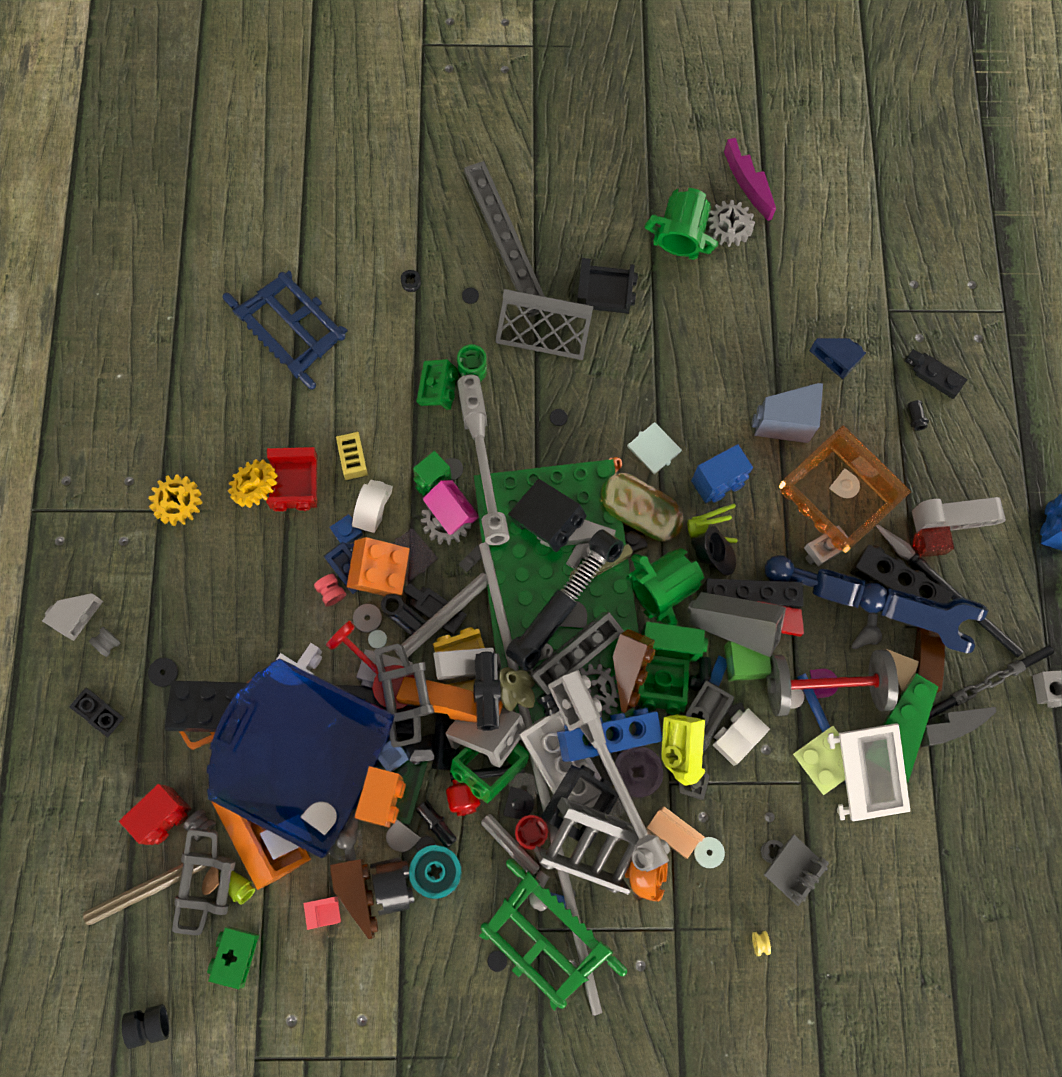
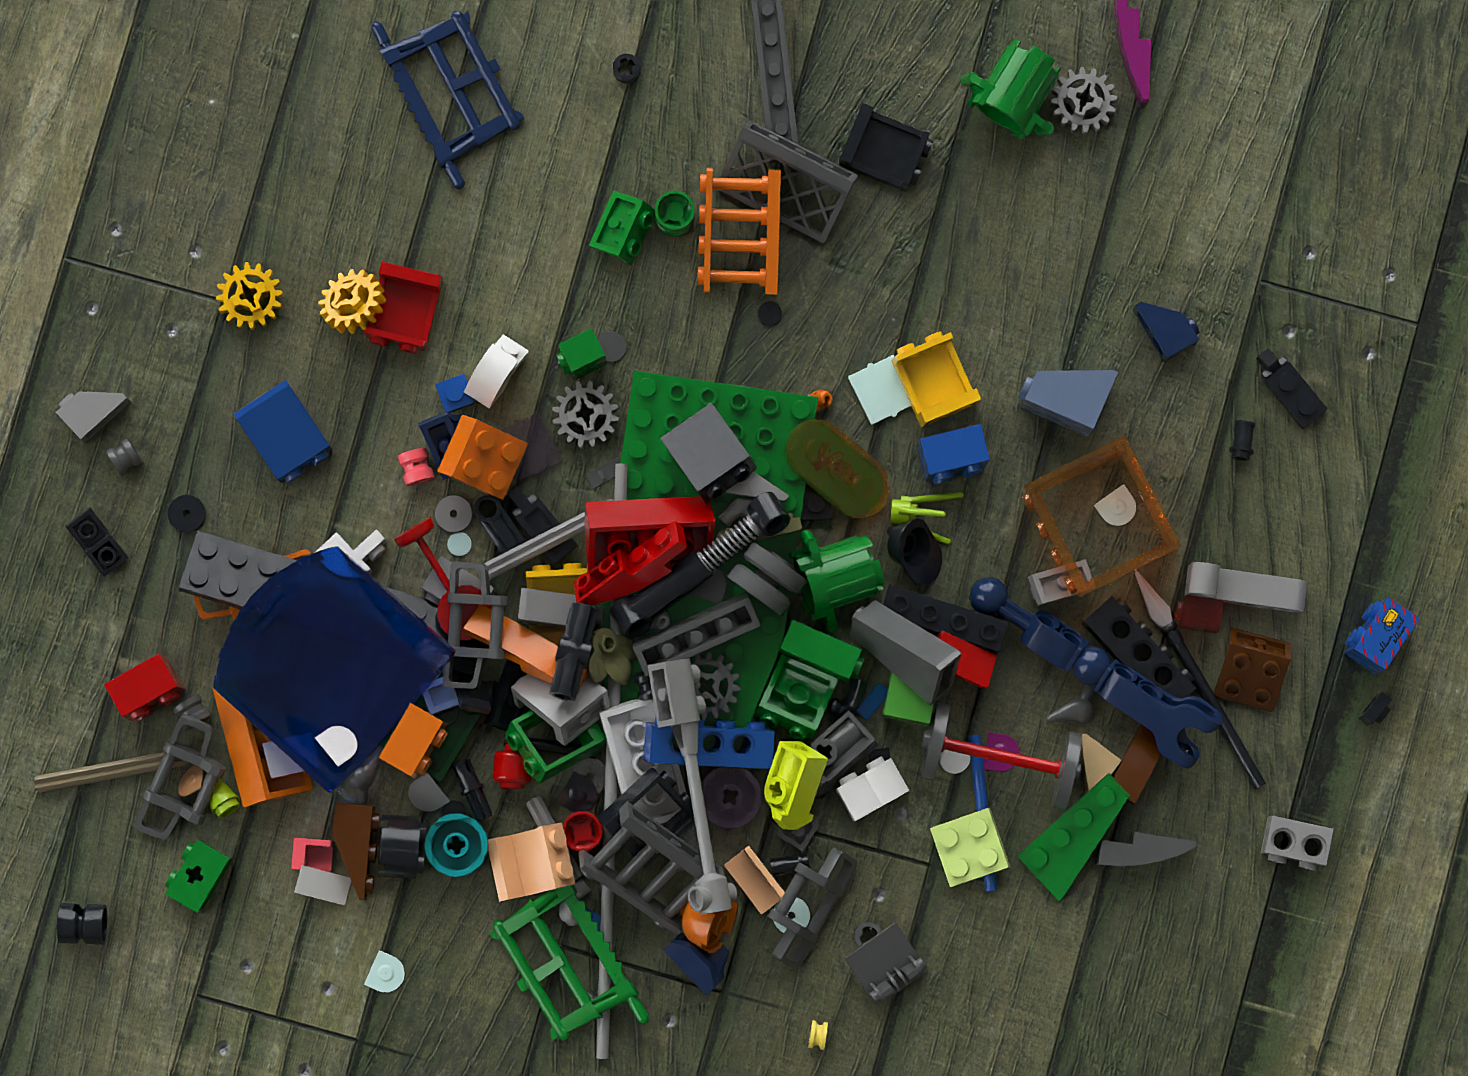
camera: 15 degrees right, 10 degrees up
(222, 589) = (283, 432): none -> blue slope
(336, 935) = (323, 885): none -> white sticker
(357, 471) = (482, 318): light yellow slope -> none
(405, 993) = (386, 973): none -> light aqua piece
(450, 506) = (594, 402): dark pink panel -> none
(470, 295) = (701, 109): black piece -> none
(475, 420) = (656, 293): light grey bar -> none
(497, 961) = (502, 967): black piece -> none
(498, 868) = (530, 862): none -> light nougat panel
(511, 620) = (627, 573): none -> red slope
(516, 587) = (633, 522): none -> red slope
(540, 346) = (768, 216): none -> orange fence
(618, 595) = (767, 578): none -> dark grey wheel
(630, 661) = (757, 664): slope -> none
(651, 913) = (700, 966): none -> dark blue slope
(689, 430) = (934, 379): none -> yellow panel
(697, 812) = (786, 865): none -> black pin
(734, 803) = (835, 891): none -> dark grey bar
(872, 772) = (1016, 876): piece -> none
(985, 571) = (1253, 669): none -> reddish brown bracket
(1013, 668) = (1245, 801): piece -> none

